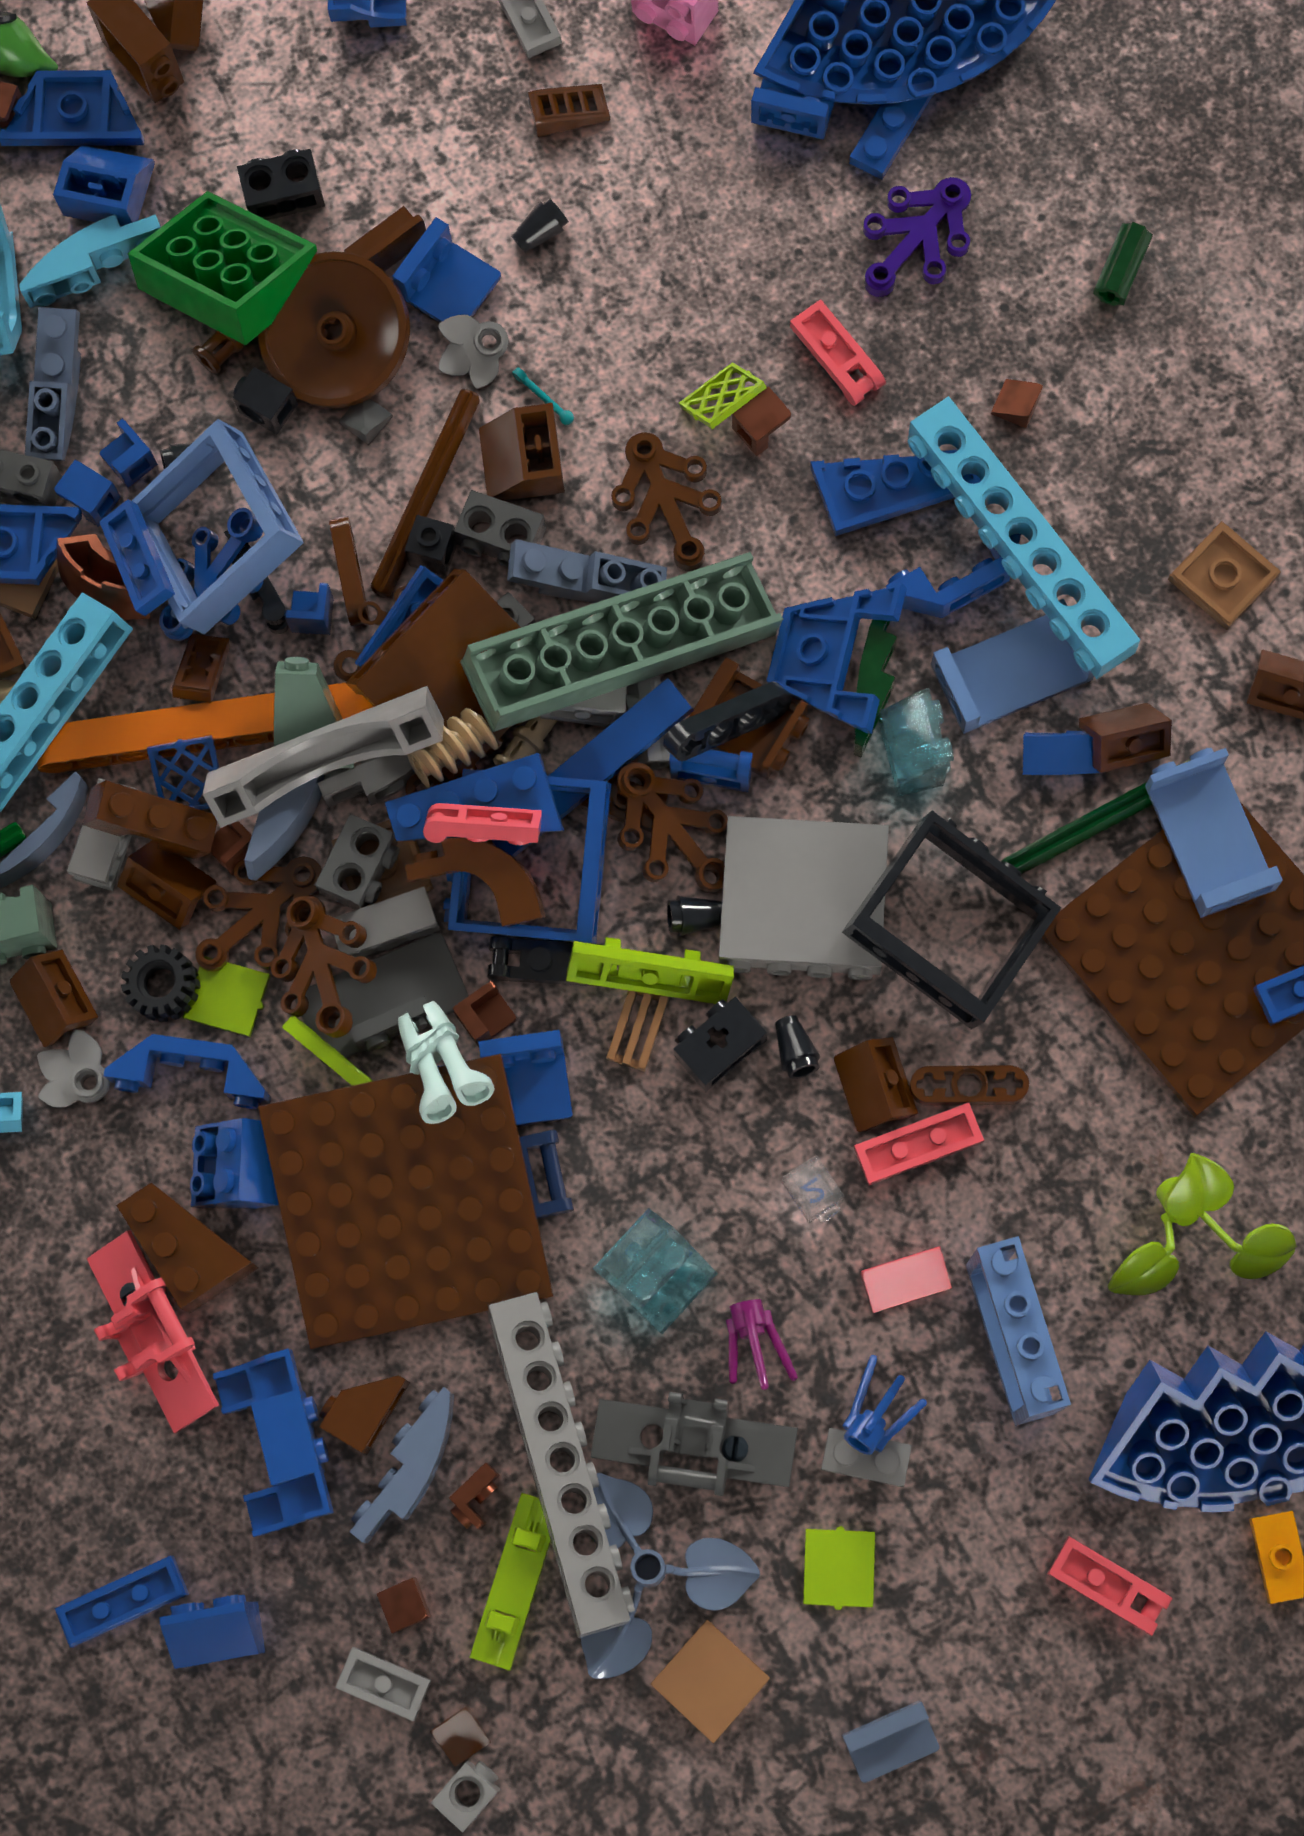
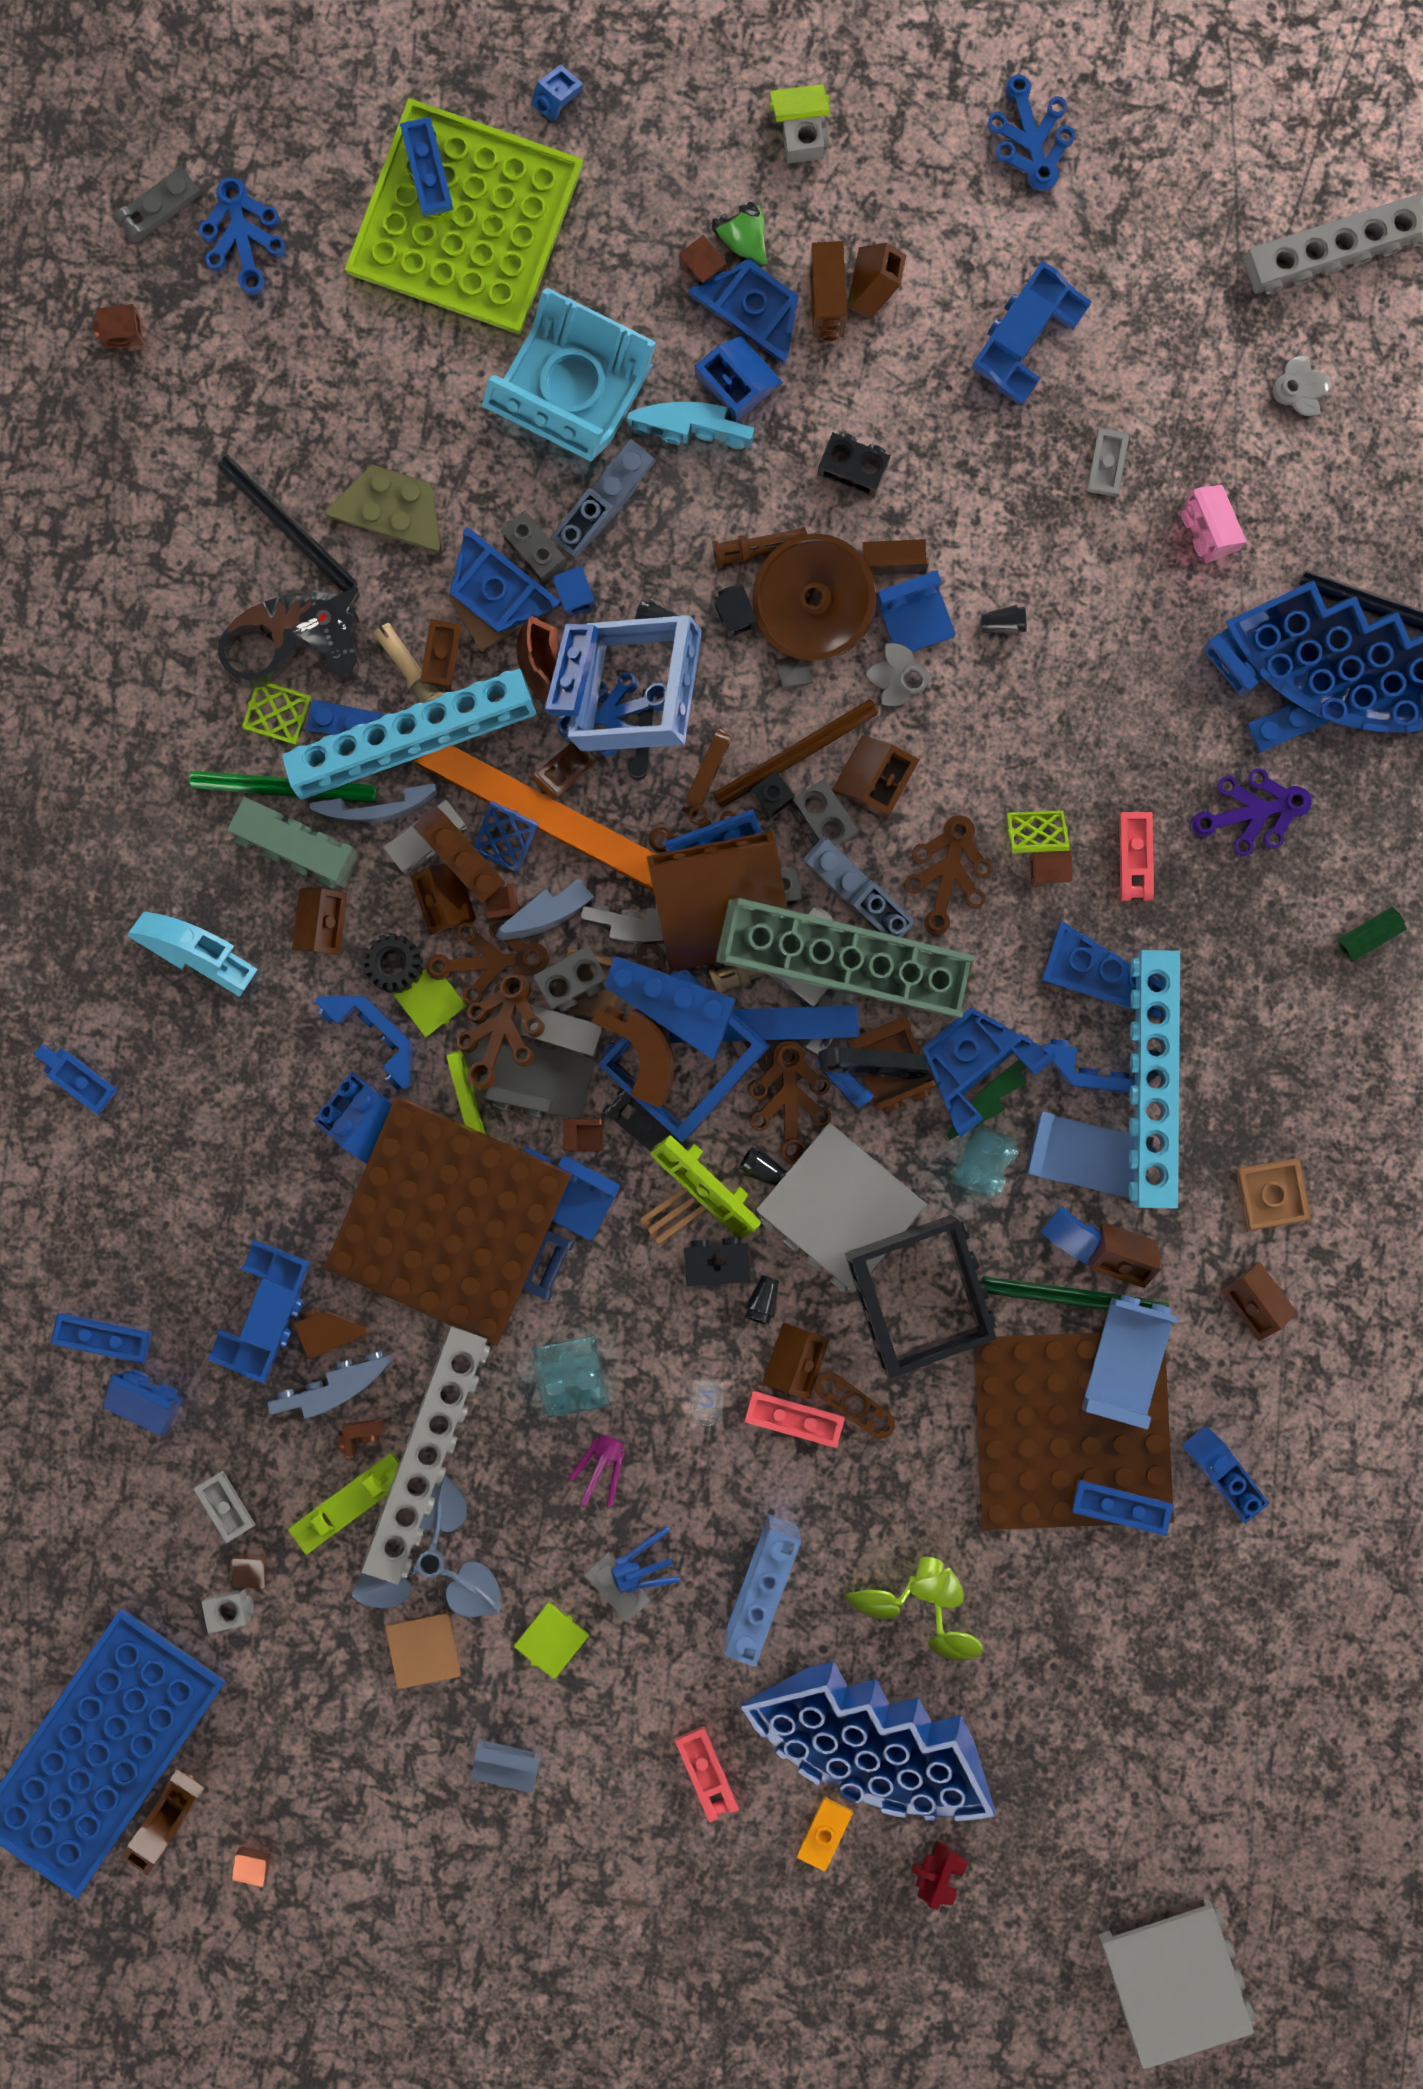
camera: 30 degrees right, 10 degrees up
(70, 1069) = (296, 976): light grey plate -> none
(128, 455) = (619, 583): blue panel -> none
(150, 1332) = (231, 1185): coral piece -> none
(183, 1249) = (288, 1146): reddish brown wedge -> none
(222, 266) = (773, 499): green slope -> none
(301, 700) = (606, 863): sand green slope -> none
(311, 611) = (663, 781): blue panel -> none
(381, 731) = (652, 915): light grey arch -> none
(403, 1605) = (270, 1467): copper slope -> none
(426, 1051) = (523, 1140): light aqua piece -> none
(458, 740) = (683, 950): tan piece -> none
(482, 823) = (664, 1021): coral plate -> none
(558, 122) = (1081, 533): reddish brown slope -> none
(565, 416) = (925, 767): teal hinge -> none
(699, 1429) = (526, 1494): dark grey piece -> none
(906, 1279) = (723, 1496): coral slope -> none
(1017, 401) = (1229, 977): copper slope -> none

